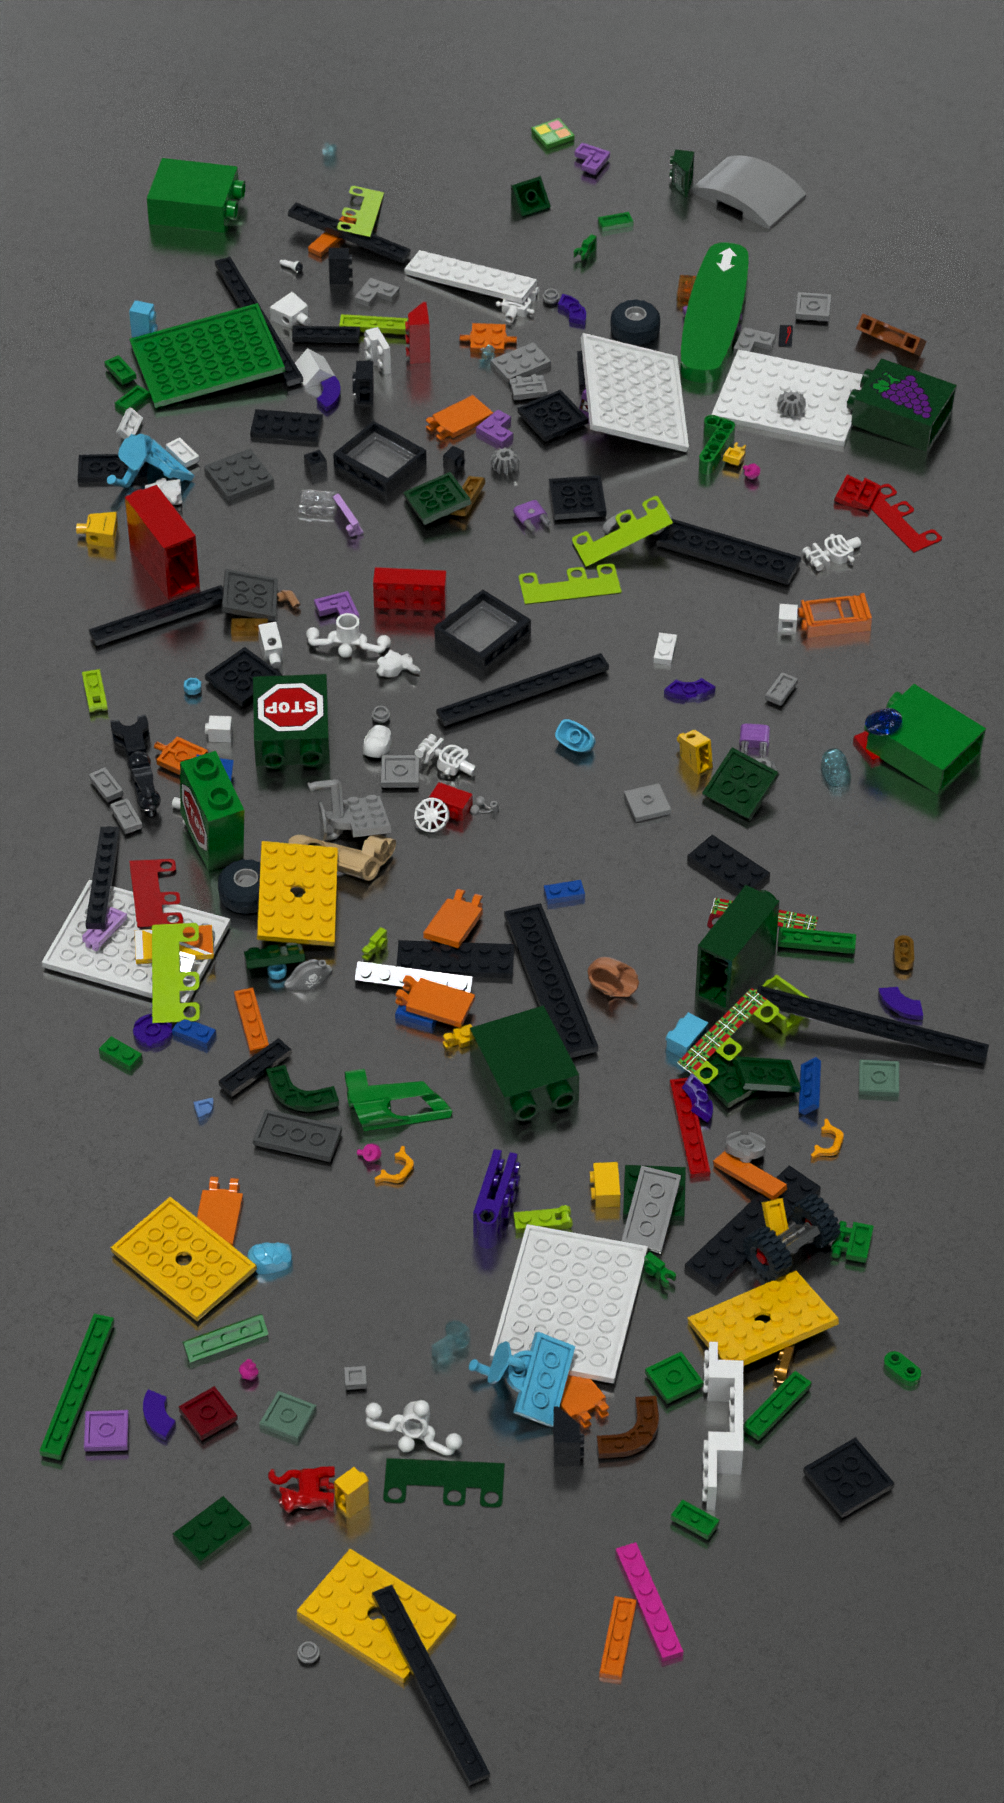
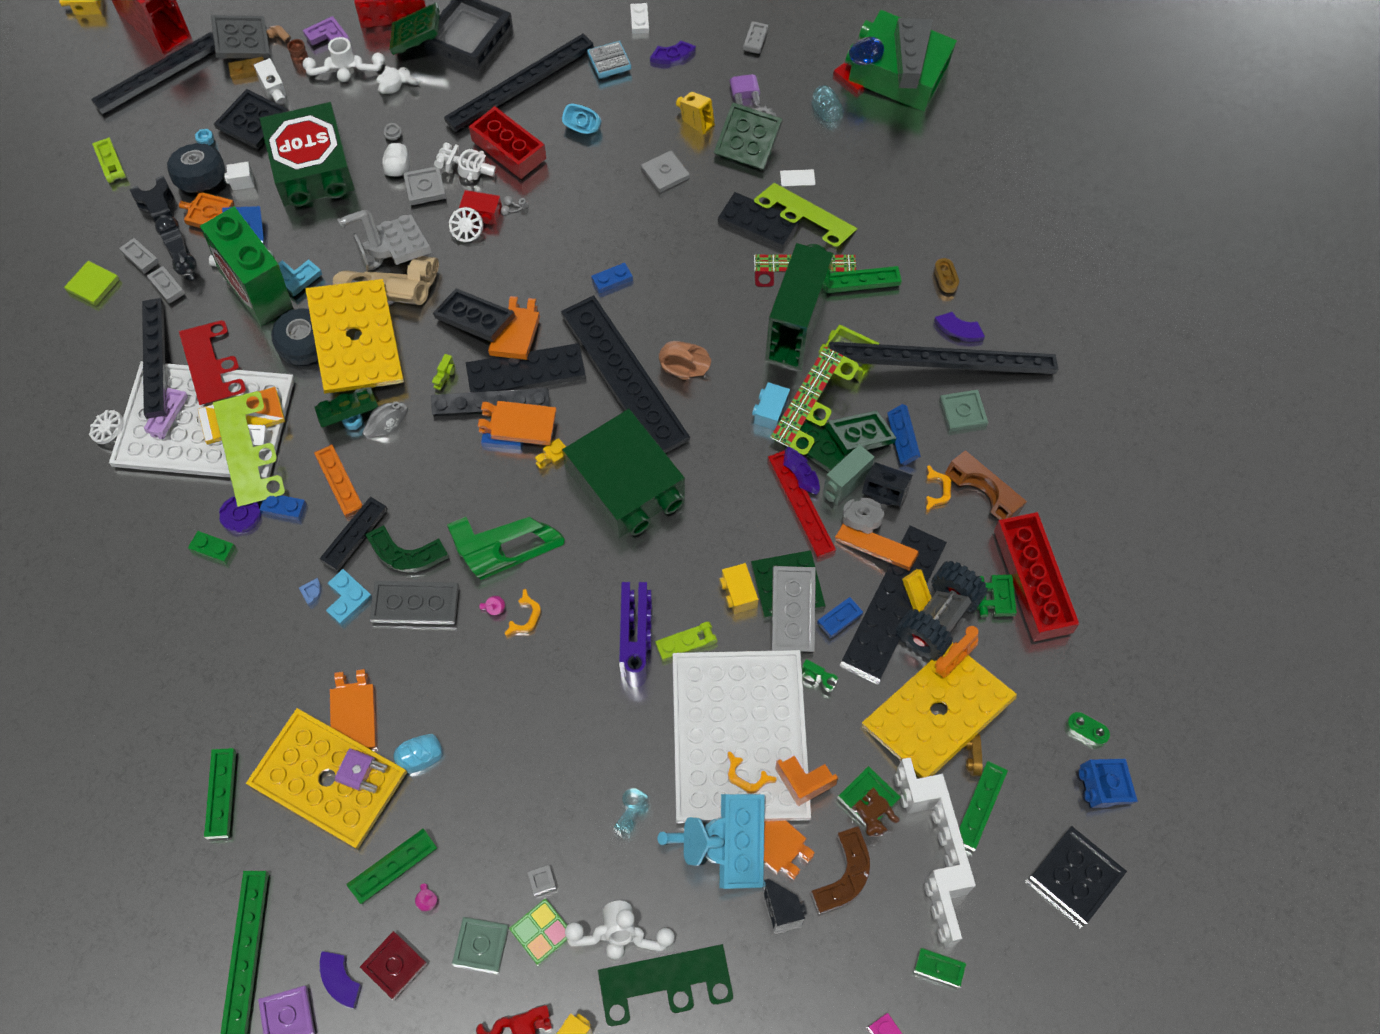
camera: 15 degrees left, 15 degrees up
(45, 931) = (106, 427): none -> white wheel
(55, 801) = (91, 283): none -> lime tile
(86, 1251) = (220, 793): none -> green plate
(179, 713) = (196, 167): none -> black wheel
(212, 1254) = (356, 769): none -> medium lavender piece
(239, 1121) = (351, 598): none -> medium azure plate
(260, 832) = (300, 278): none -> medium azure plate
(304, 619) = (297, 51): none -> copper wheel
(343, 1417) = (540, 932): none -> tile
(418, 898) = (474, 315): none -> black plate
(428, 618) = (414, 29): none -> dark green plate
(494, 745) = (507, 142): none -> red brick
(558, 1320) = (739, 782): none -> light orange helmet
(614, 1351) = (802, 785): none -> orange panel
(621, 683) = (609, 59): none -> tile
(671, 1384) = (870, 813): none -> reddish brown animal
(695, 1228) = (840, 617): none -> blue plate
(741, 1108) = (848, 475): none -> sand green brick
(776, 861) = (802, 207): none -> lime piece
(776, 1124) = (887, 484): none -> black brick
(782, 833) = (797, 177): none -> white sticker
(795, 1274) = (957, 652): none -> orange plate
(862, 1129) = (969, 471): none -> dark orange arch
(895, 1230) = (1036, 577): none -> red brick
(902, 1411) = (1107, 782): none -> blue plate
(932, 725) = (911, 46): none -> dark grey wedge

